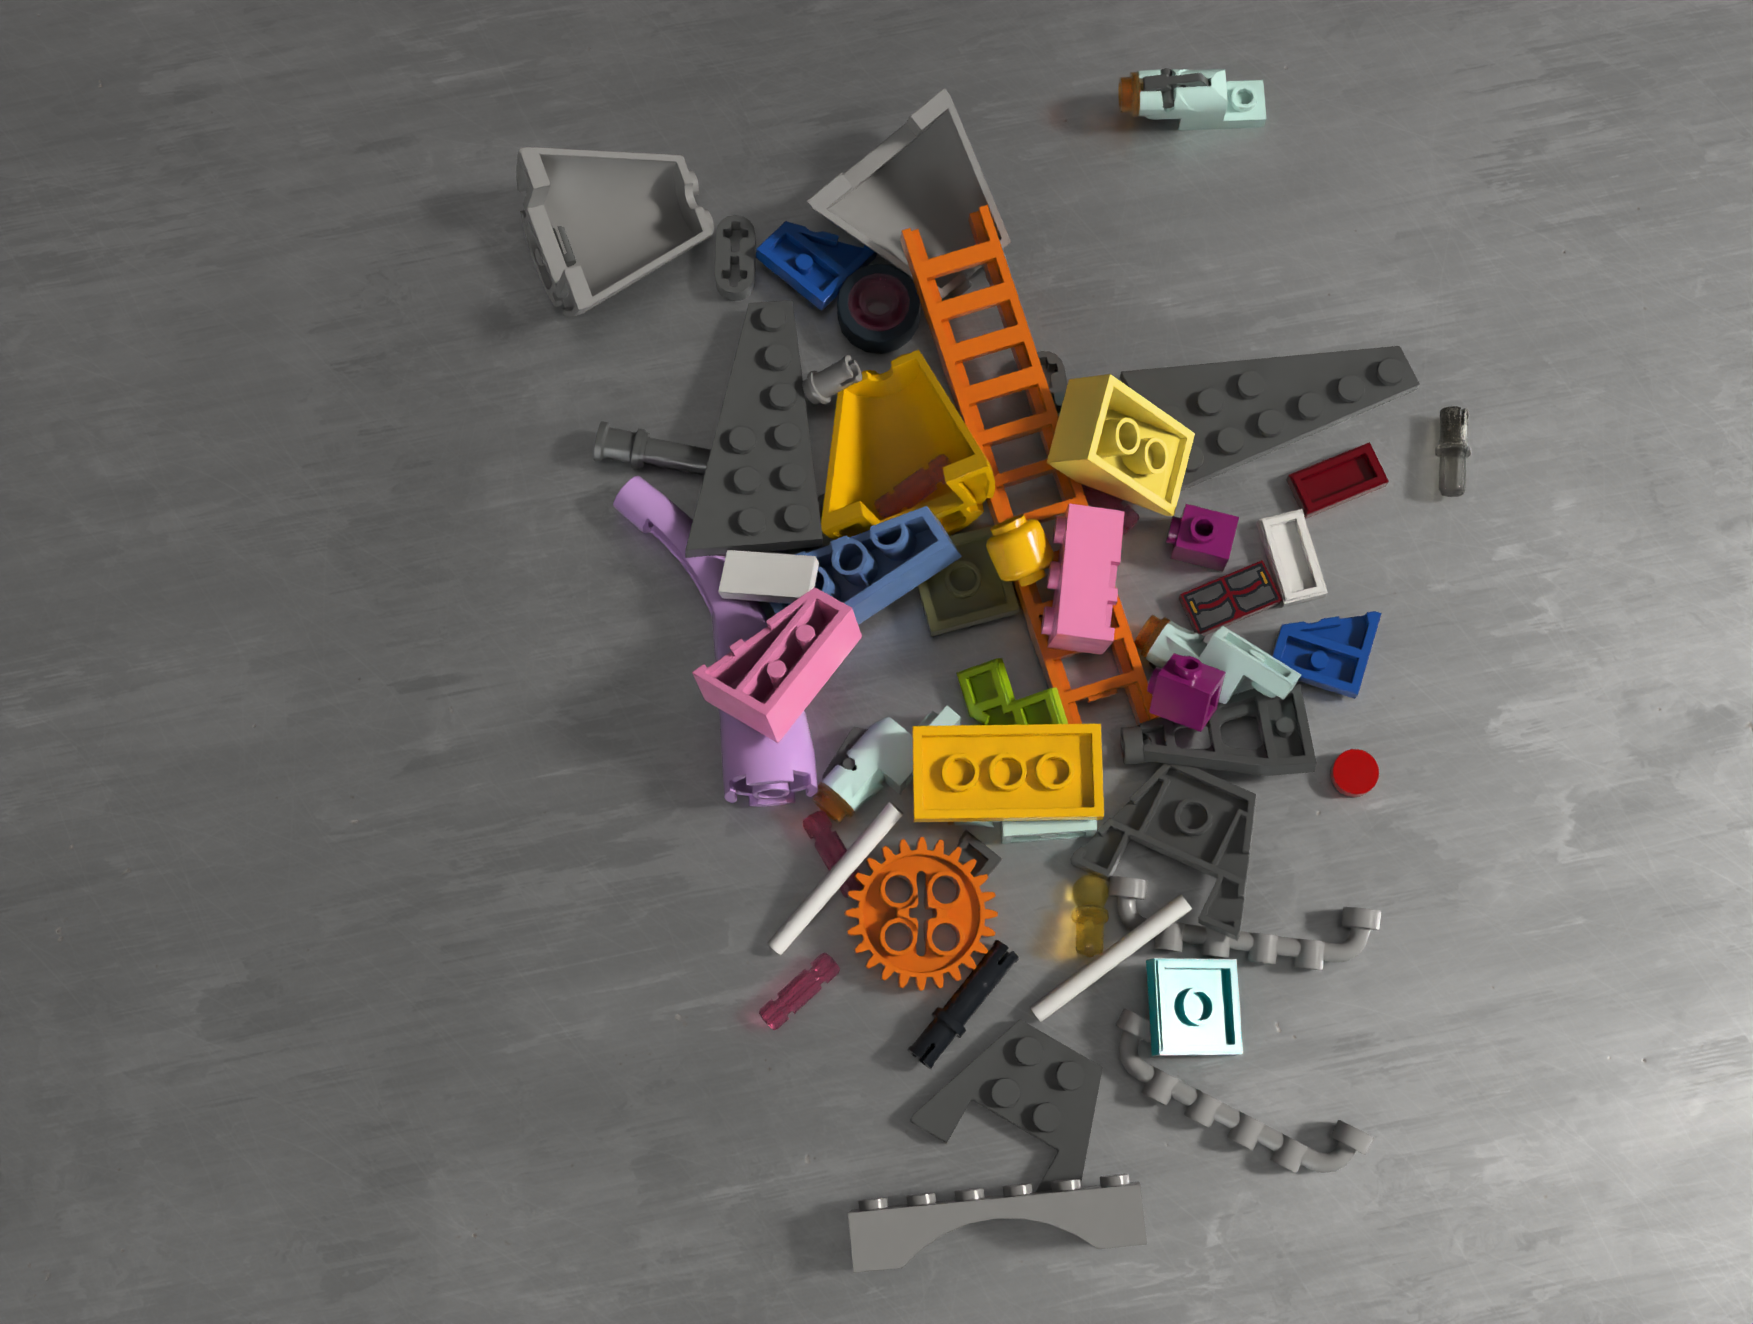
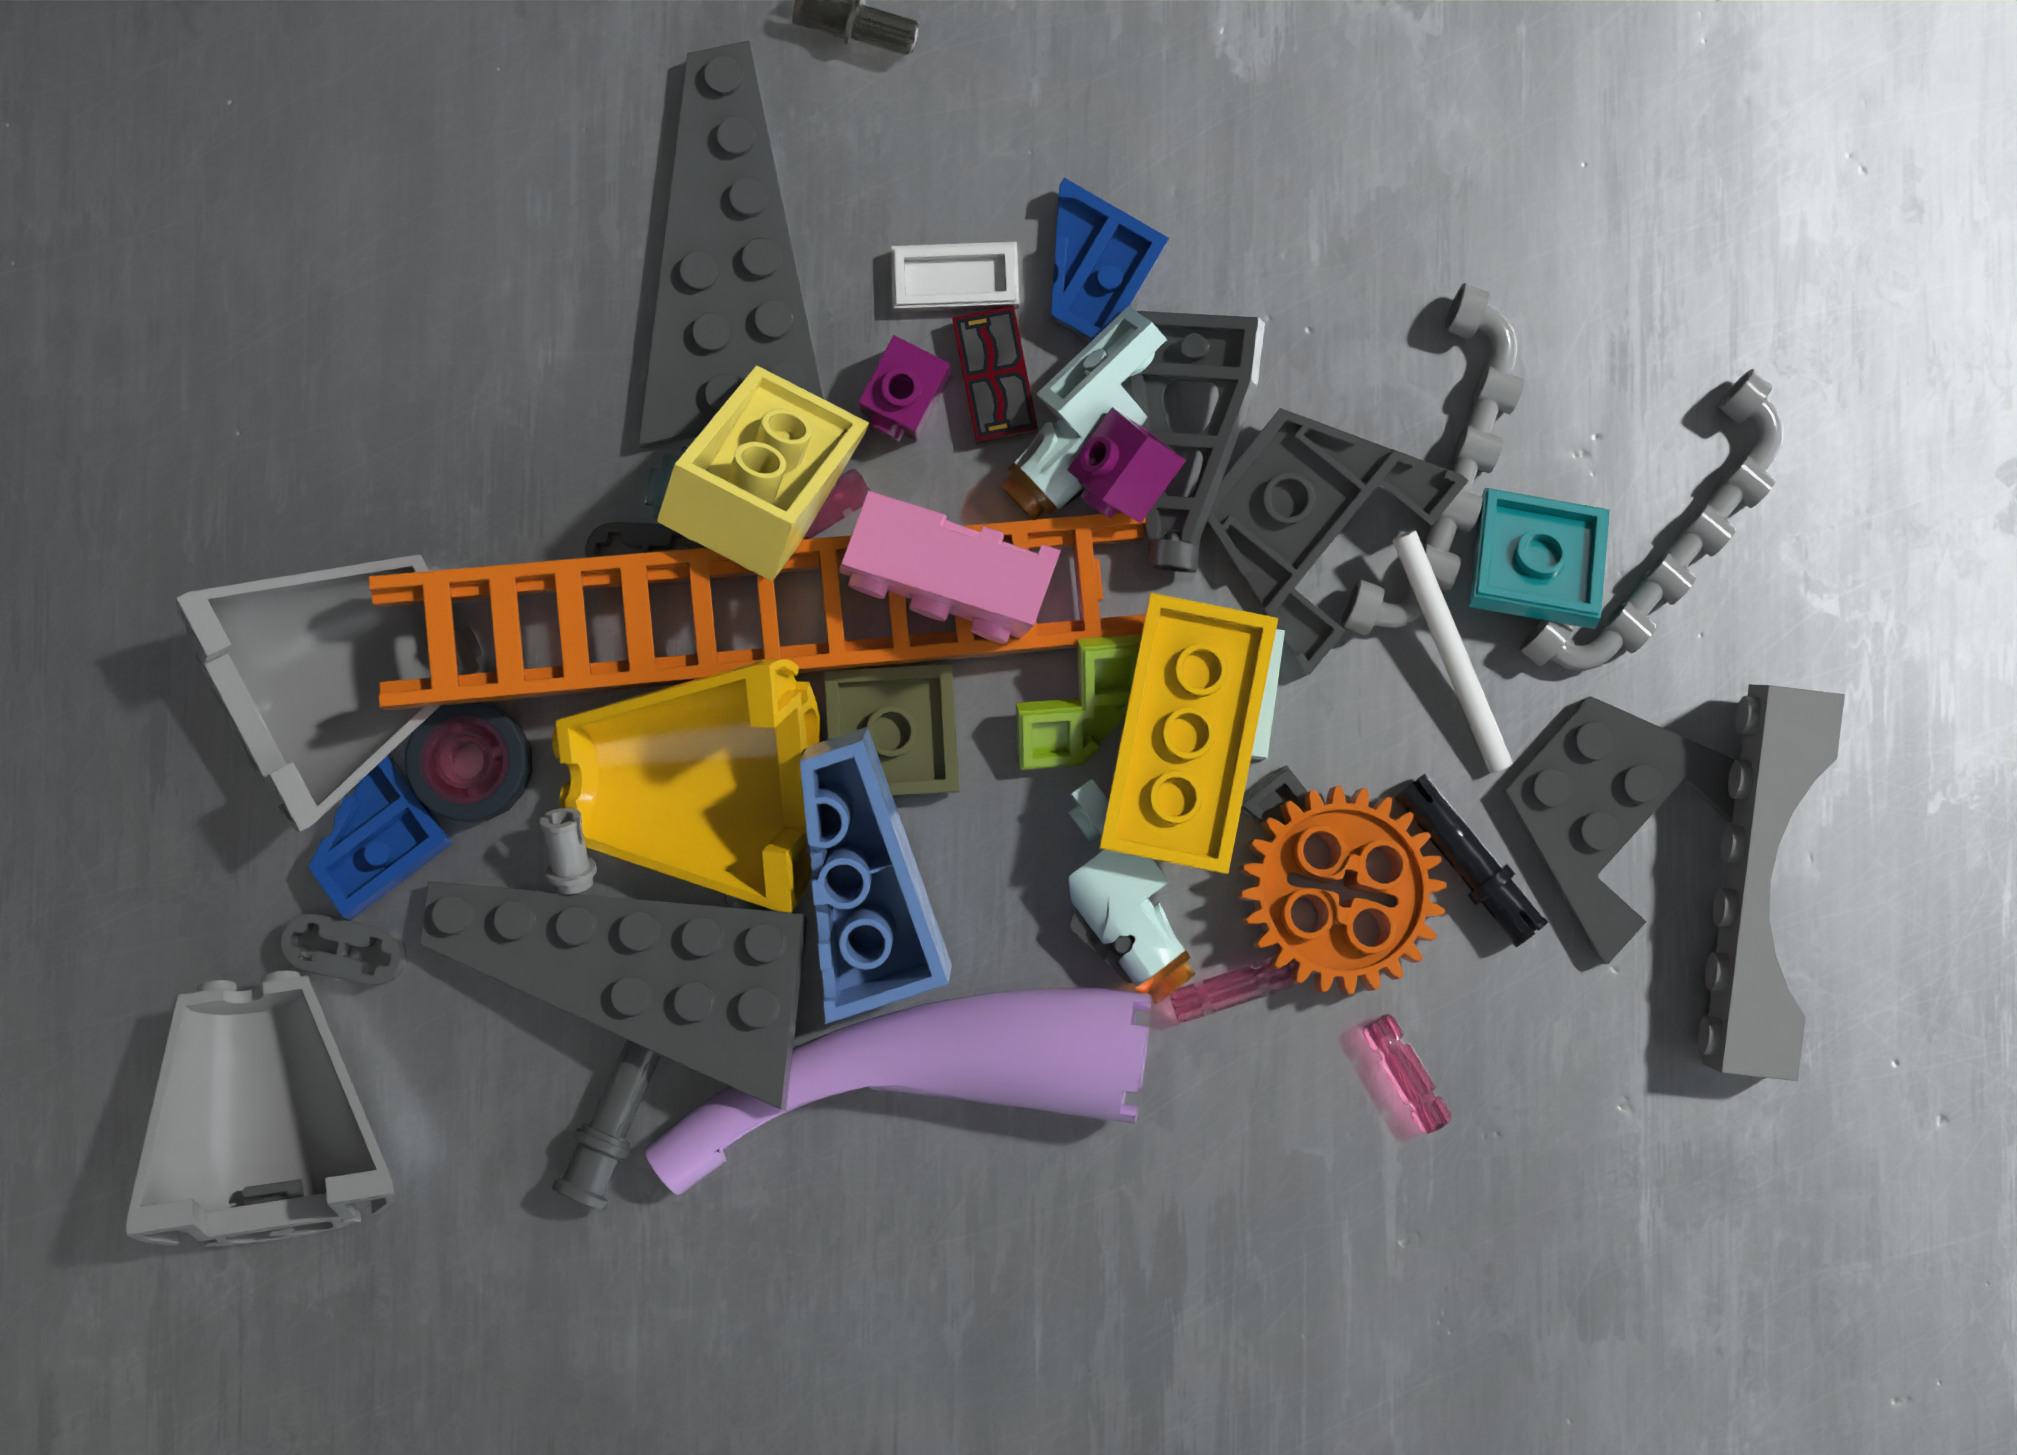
camera: 80 degrees left, 10 degrees up
(767, 576) = (846, 1001): white tile -> none
(782, 666) = (989, 1008): bright pink wedge -> none
(835, 878) = (1271, 994): white bar -> none
(913, 488) = (749, 768): axle -> none
(1019, 550) = (885, 646): yellow head -> none
(1090, 896) = (1358, 659): clear yellow axle -> none
(1194, 98) = (254, 245): light aqua plate -> none
(1337, 480) = (859, 187): dark red tile -> none
(1354, 773) = (1269, 269): red tile -> none

